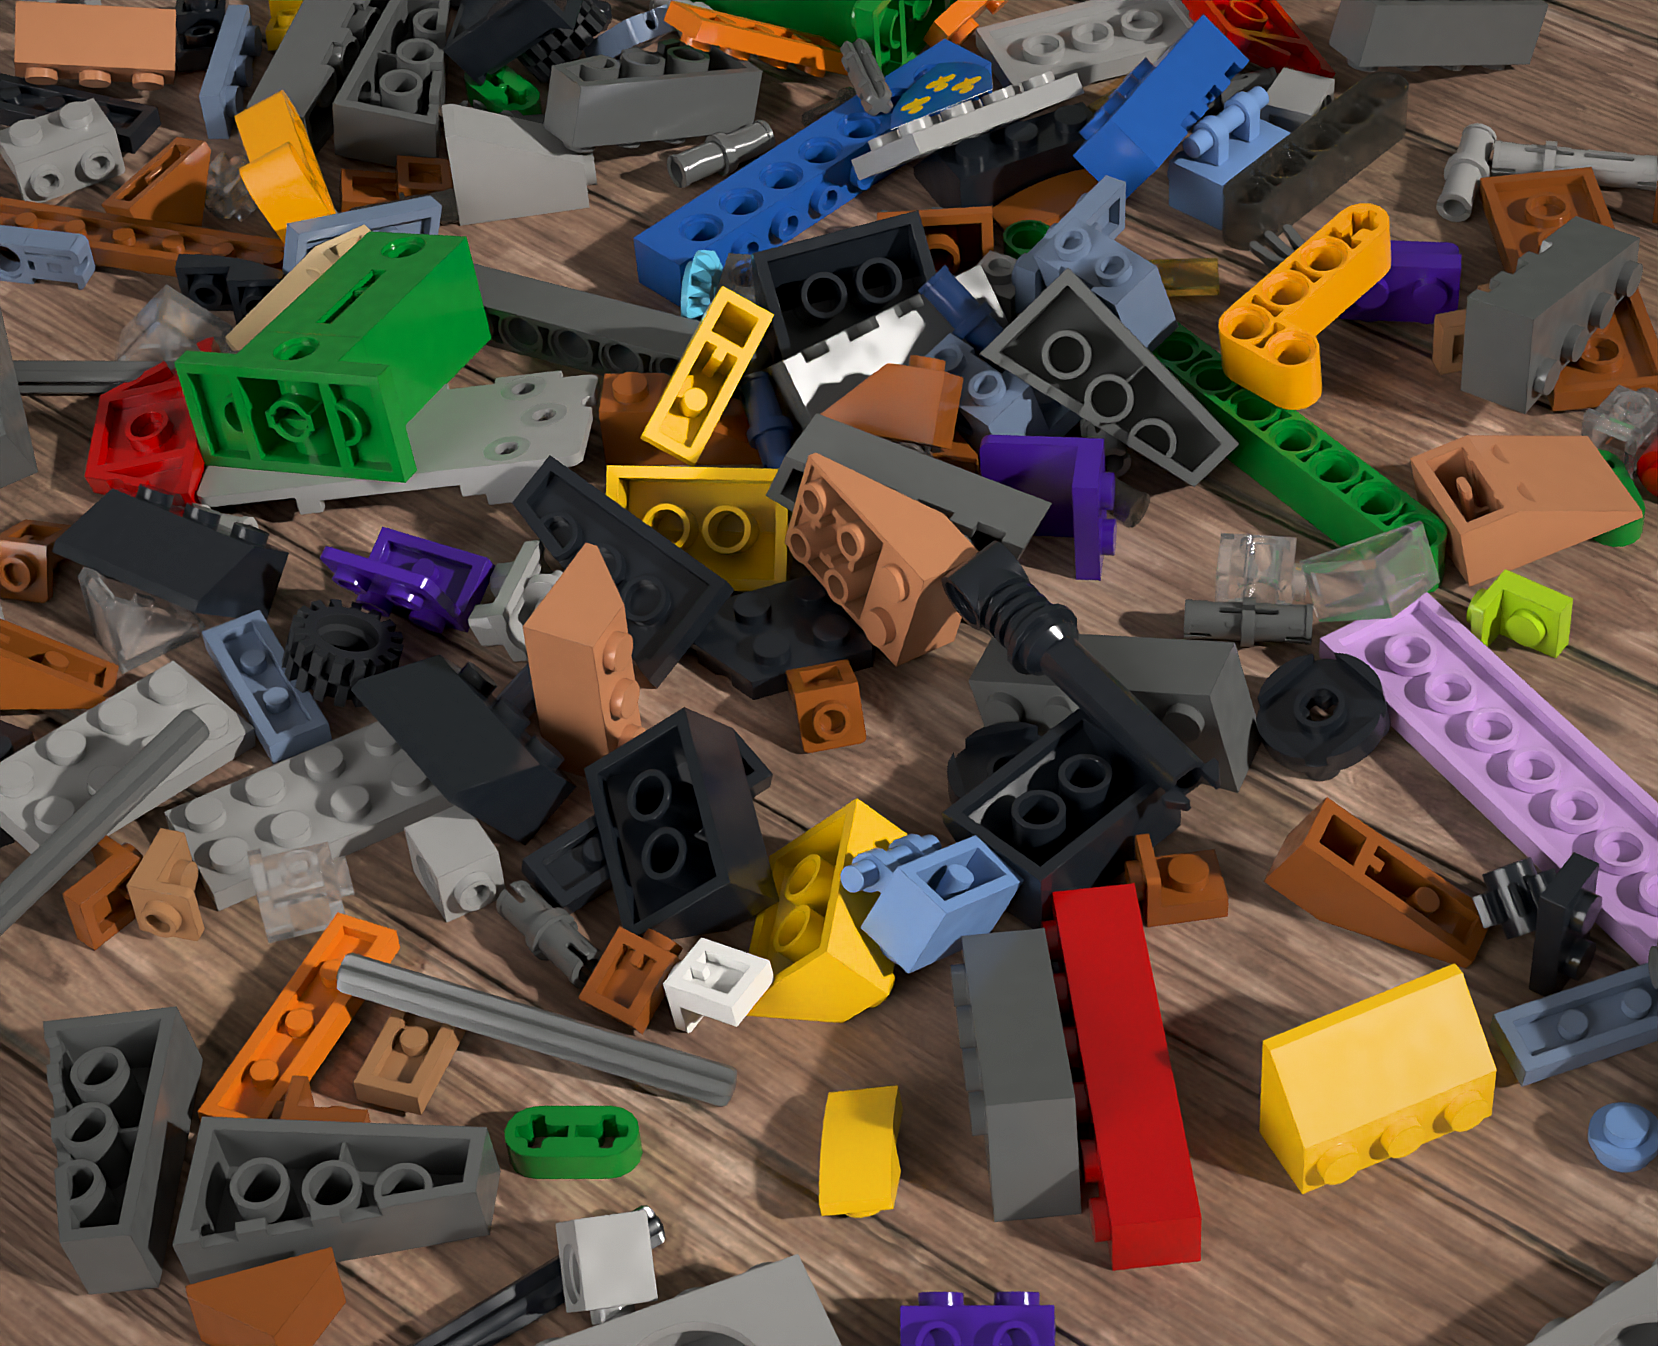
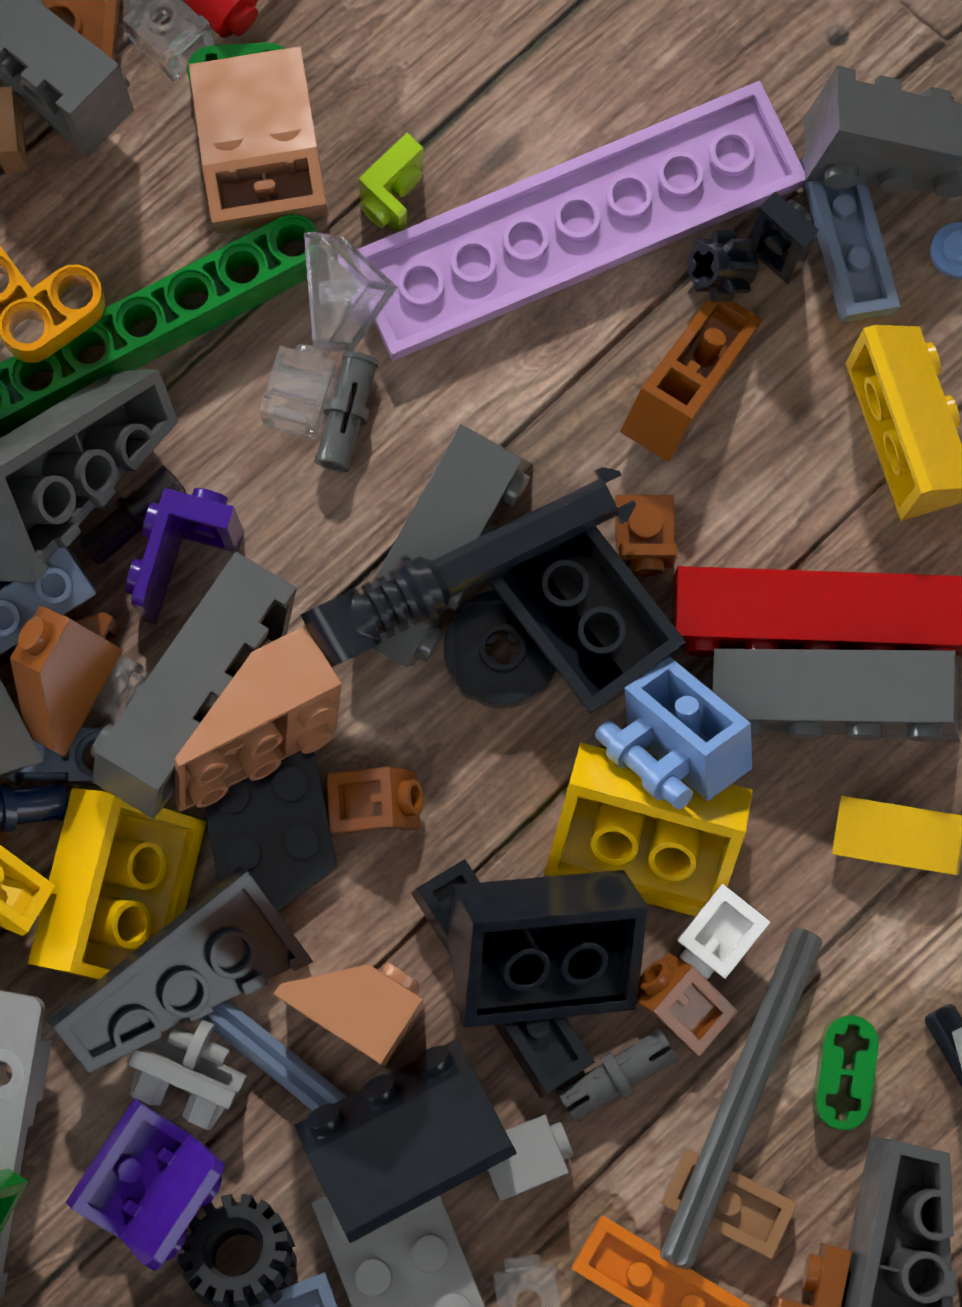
camera: 90 degrees left, 35 degrees up
(1326, 745) = (492, 341): black plate -> none

